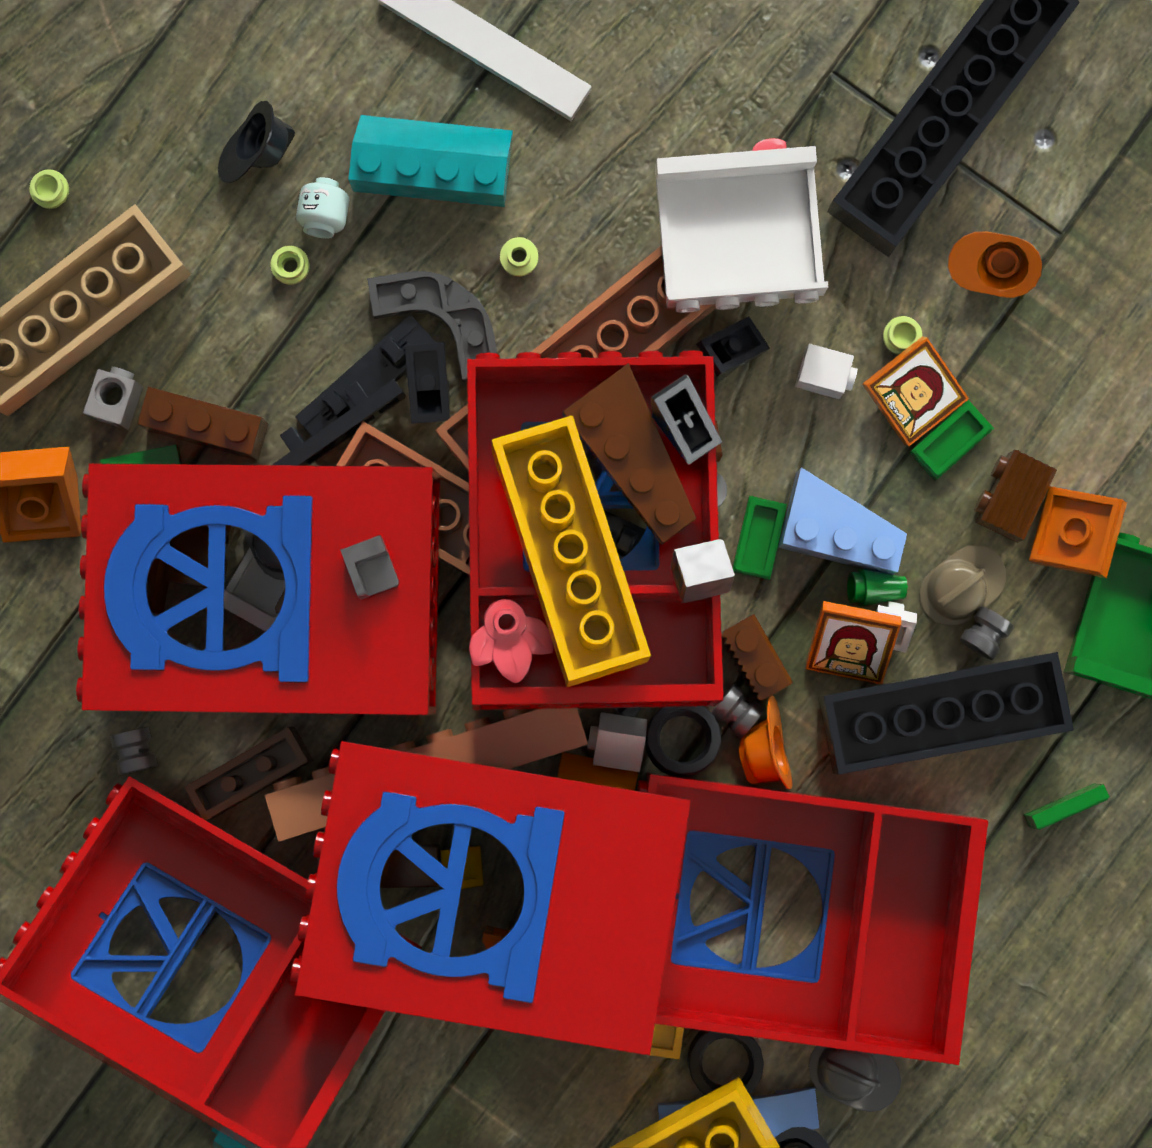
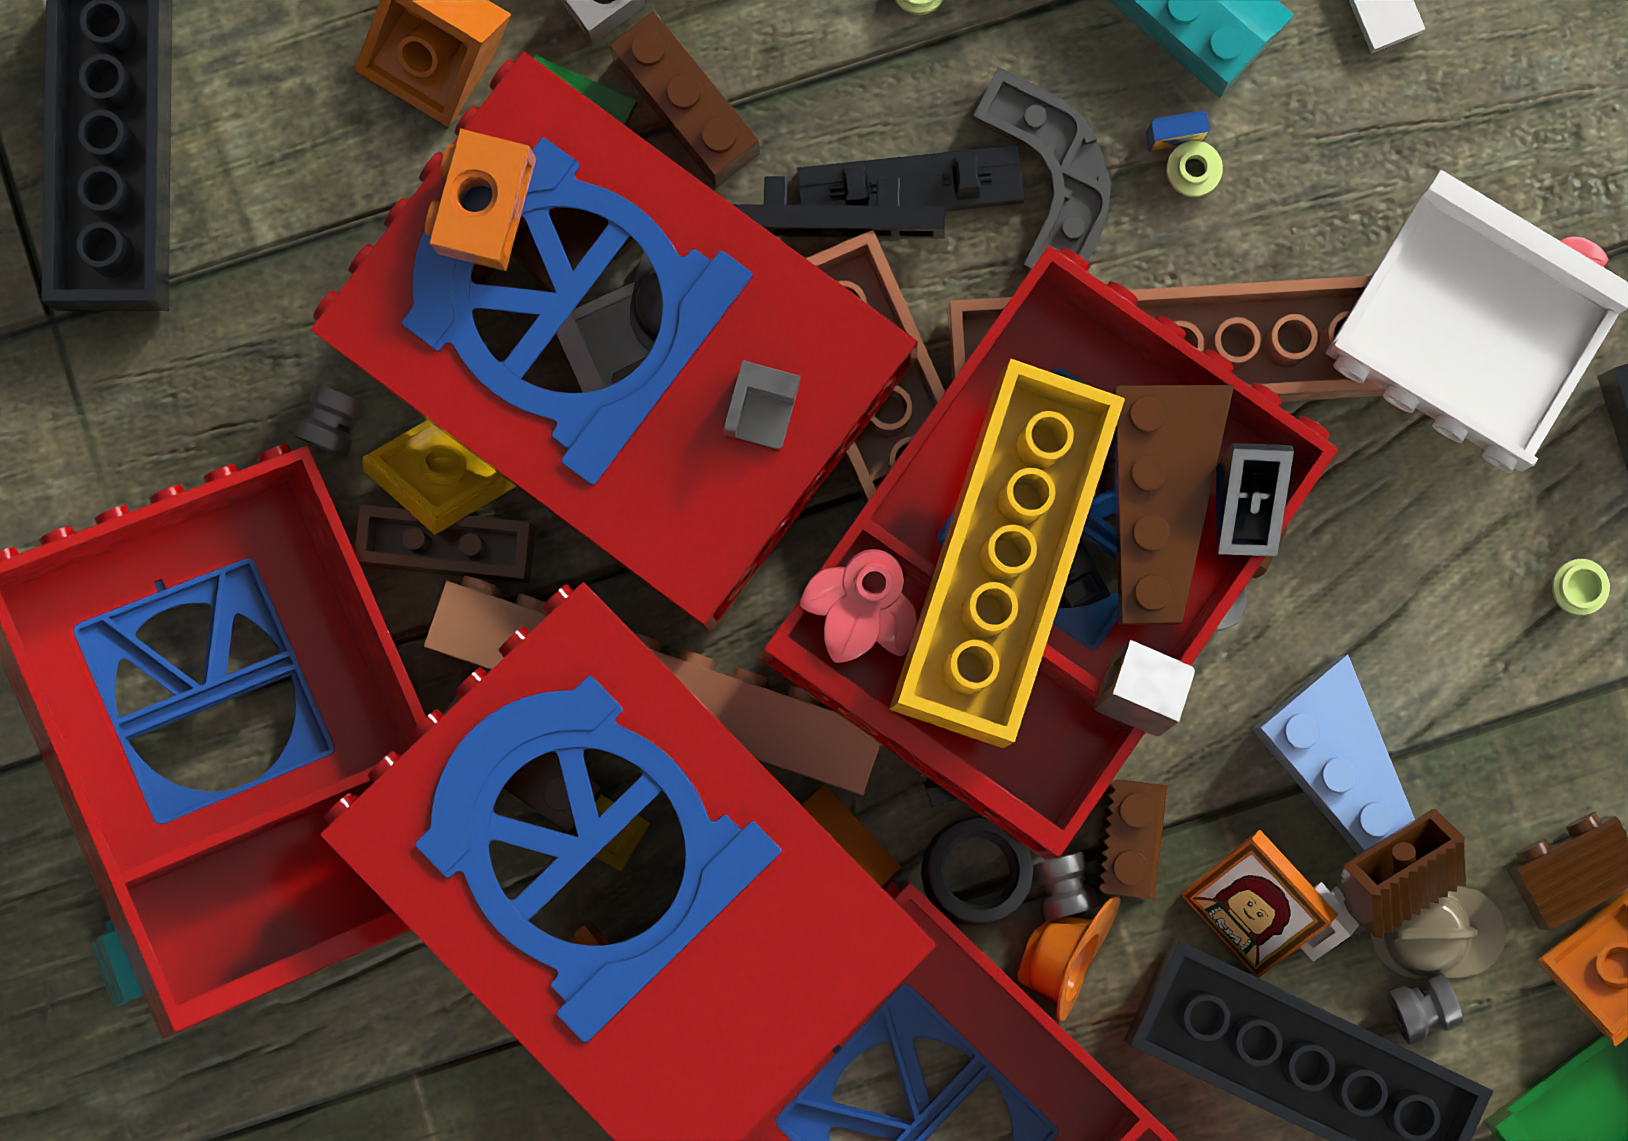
camera: 35 degrees right, 0 degrees up
(144, 581) = (488, 234): none -> orange brick
(215, 740) = (434, 476): none -> yellow tile
(427, 382) = (981, 239): black slope -> none
(493, 242) = (1177, 129): none -> blue tile
(618, 741) = (899, 819): white brick -> none
(733, 346) = (1370, 456): black slope -> none
(759, 537) = (1237, 701): green tile -> none
(826, 371) = (1458, 564): white brick -> none
(875, 587) = (1321, 852): green cone -> none
(915, 391) = (1548, 663): tile -> none
(921, 566) = (1405, 873): none -> reddish brown brick
(951, 440) = (1549, 752): green tile -> none

